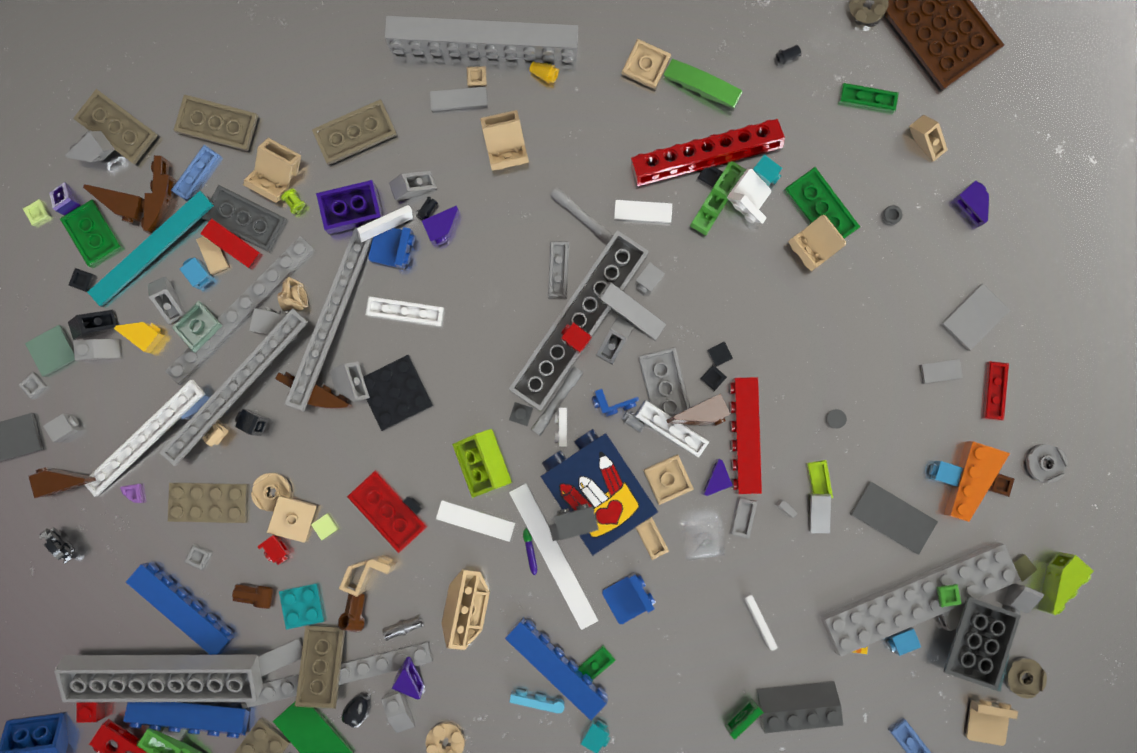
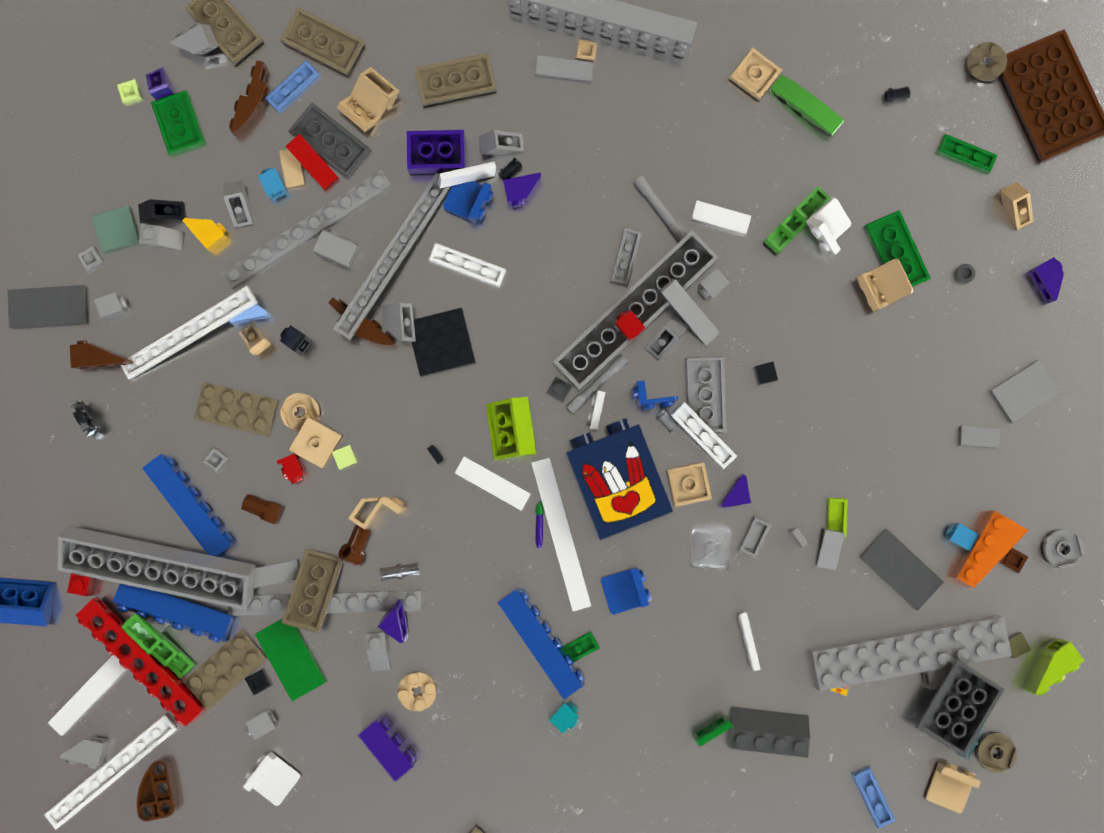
camera: 10 degrees right, 0 degrees up
(81, 280) = (159, 166): black tile -> none
(122, 204) = (215, 101): reddish brown slope -> none
(133, 493) = (166, 384): medium lavender tile -> none
(150, 248) = (233, 150): teal tile -> none
(197, 326) = (262, 235): sand green tile -> none
(233, 387) = (287, 302): light grey plate -> none
(292, 297) = (360, 227): tan piece -> none
(293, 201) = (381, 133): lime bush -> none
(302, 606) = (306, 529): teal plate -> none
(355, 711) = (337, 642): black animal -> none
(387, 511) = (408, 455): red tile -> none
(464, 609) = (464, 565): tan wedge -> none
(504, 140) = (600, 119): tan piece -> none
(538, 701) = (516, 671): medium azure plate -> none
(544, 71) = (655, 60): yellow cone -> none
(573, 523) = (589, 503): dark grey hinge -> none
(652, 538) = (660, 537): tan tile -> none
(705, 413) = (737, 427): slope -> none
(709, 176) = (794, 196): black tile -> none
(713, 378) = (754, 395): black tile -> none
(717, 154) = (789, 179): red brick -> none
(746, 435) = (775, 457): red brick -> none
(768, 170) = (852, 203): teal brick -> none
(836, 418) = (866, 460): dark grey tile -> none
(903, 641) = (884, 690): dark azure brick -> none
(948, 595) = (938, 654): bright green tile -> none
(995, 390) = (1029, 467): red tile -> none
(1021, 598) = (1009, 673): light grey slope -> none

